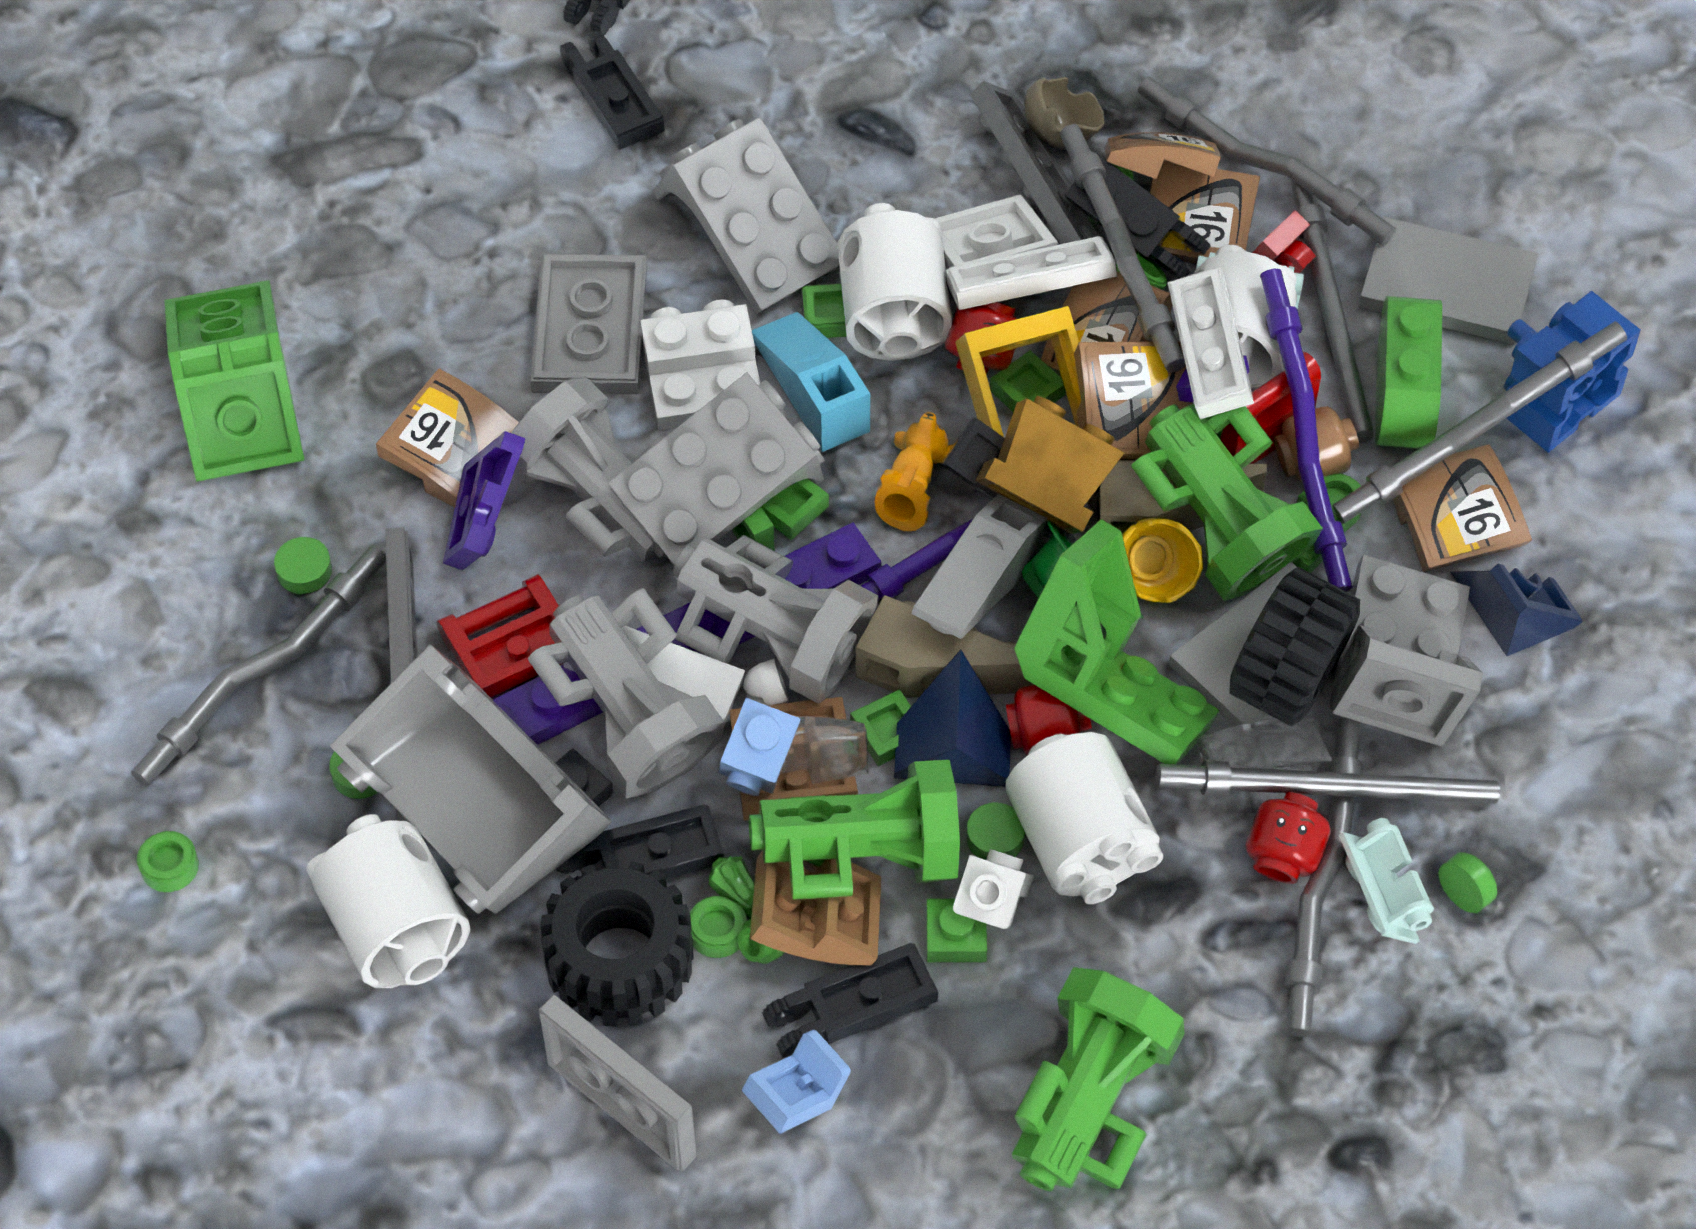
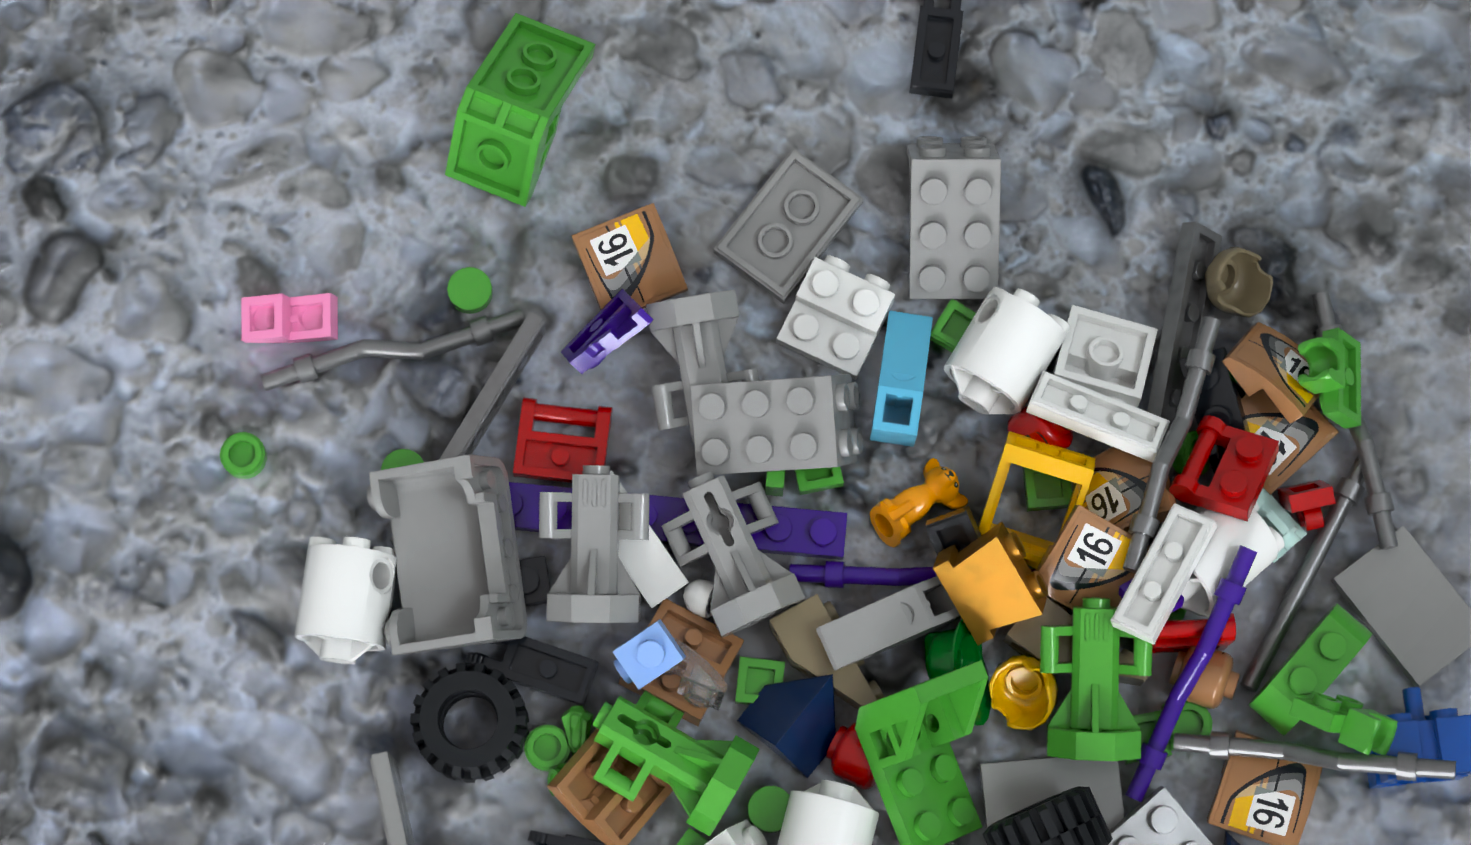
camera: 35 degrees right, 20 degrees up
(115, 712) = (289, 319): none -> bright pink slope
(1203, 230) = (1238, 475): none -> red plate
(1215, 118) = (1335, 374): none -> bright green plate
(1470, 370) = (1358, 727): none -> bright green plate

